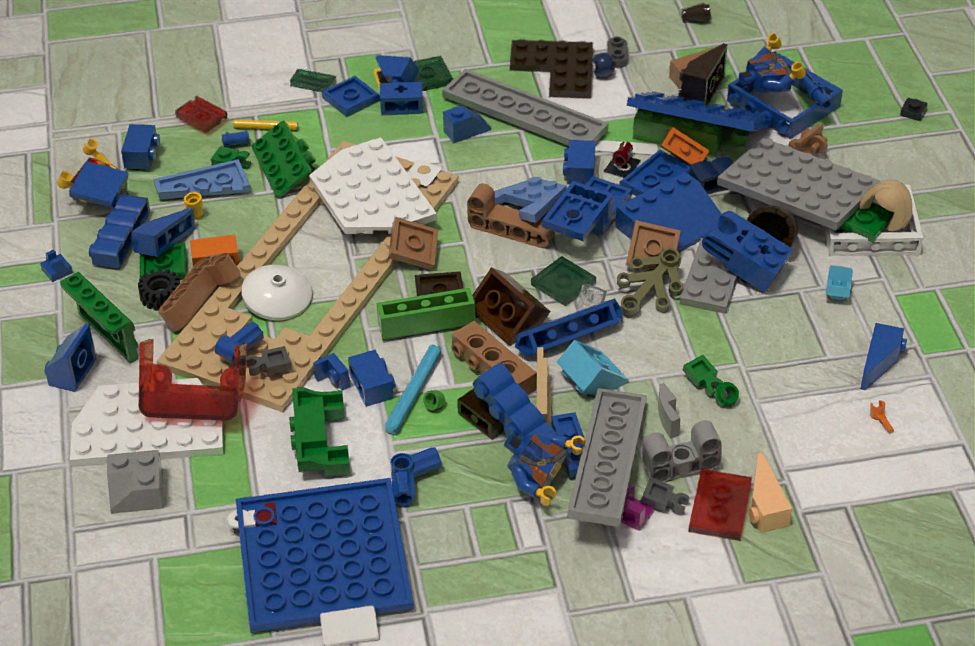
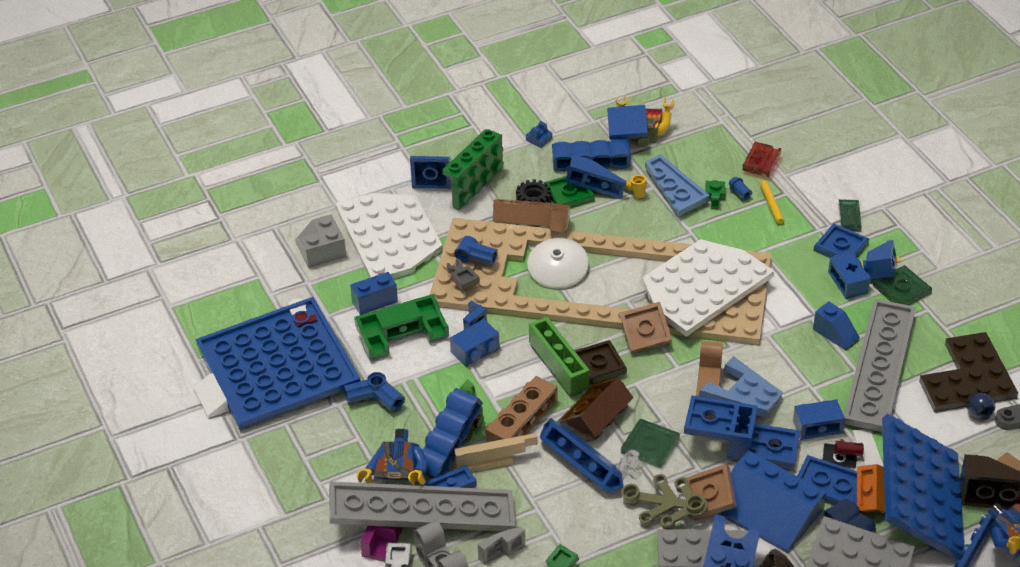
camera: 75 degrees right, 0 degrees up
(140, 146) = (695, 134): blue brick -> none
(180, 401) = (405, 235): clear red windscreen -> none
(214, 245) = (584, 212): orange panel -> none
(252, 447) = (374, 293): none -> blue brick
(283, 158) = (729, 224): green bracket -> none
(413, 389) = (475, 373): medium azure axle -> none
(425, 179) = (741, 315): white sticker -> none
(590, 369) = (536, 482): medium azure slope -> none

